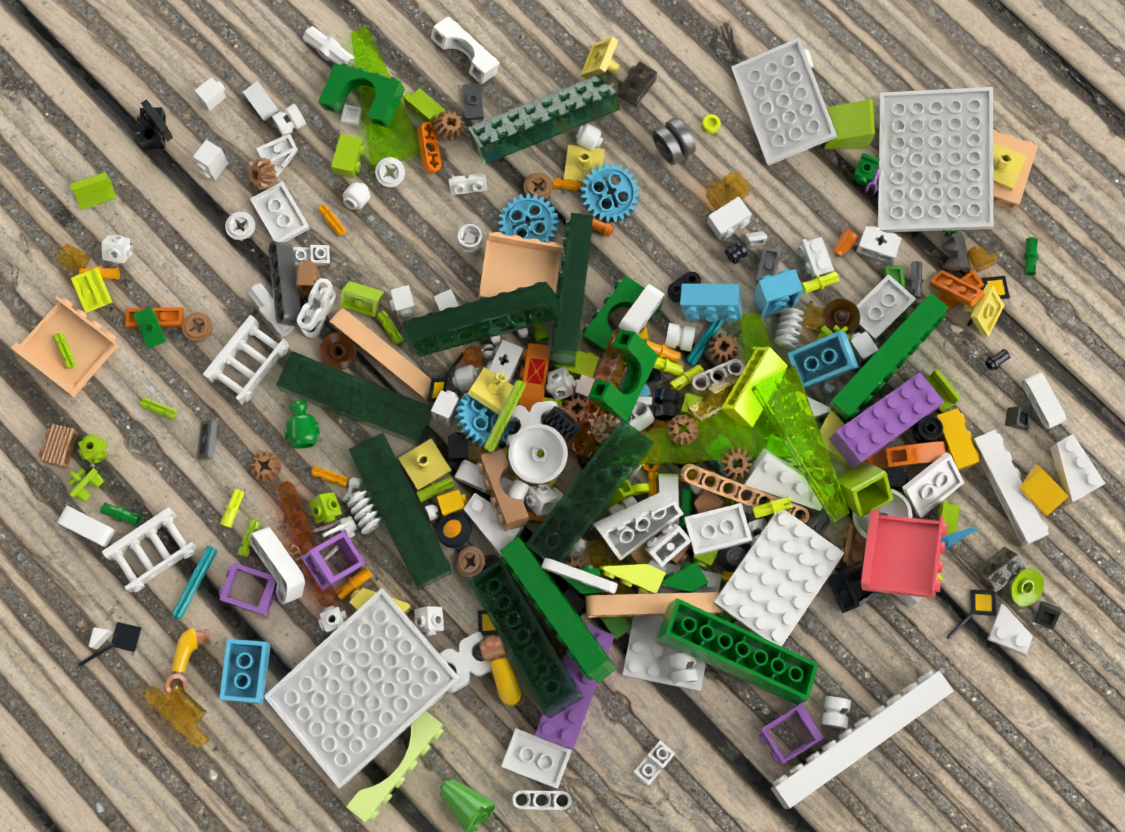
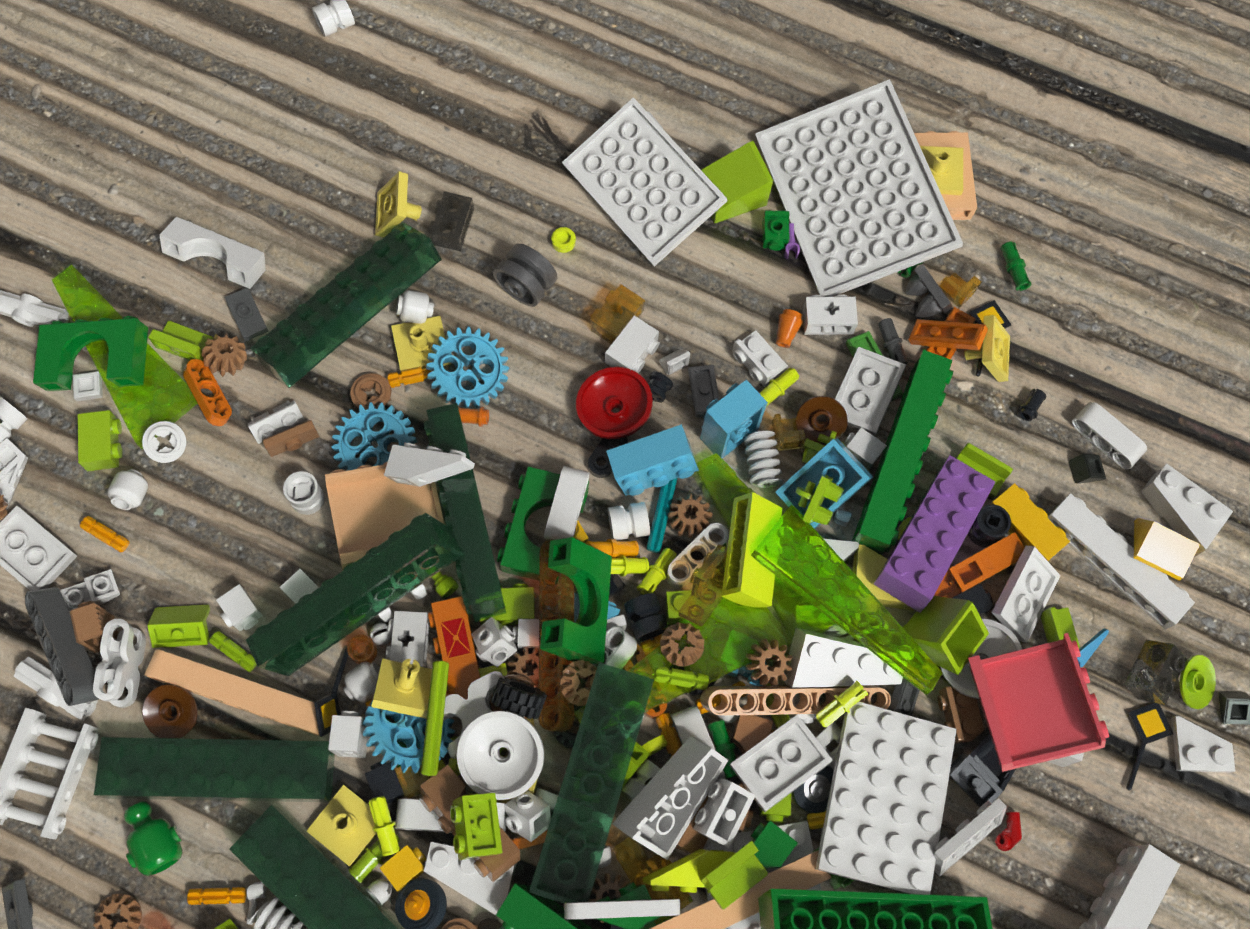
camera: 25 degrees left, 5 degrees down
(448, 471) = (384, 826): none -> neon yellow axle
(474, 200) = (291, 438): none -> medium nougat plate
(507, 491) = (476, 826): none -> lime bracket
(553, 250) = (420, 467): none -> white slope
(659, 584) = (735, 876): none -> lime panel
(673, 451) = (681, 678): none -> lime axle
(701, 243) = (609, 390): none -> red dish
(807, 375) = (815, 511): none -> lime hips
(823, 623) = (968, 835): none -> white plate
(854, 635) = (1011, 834): none -> red arm

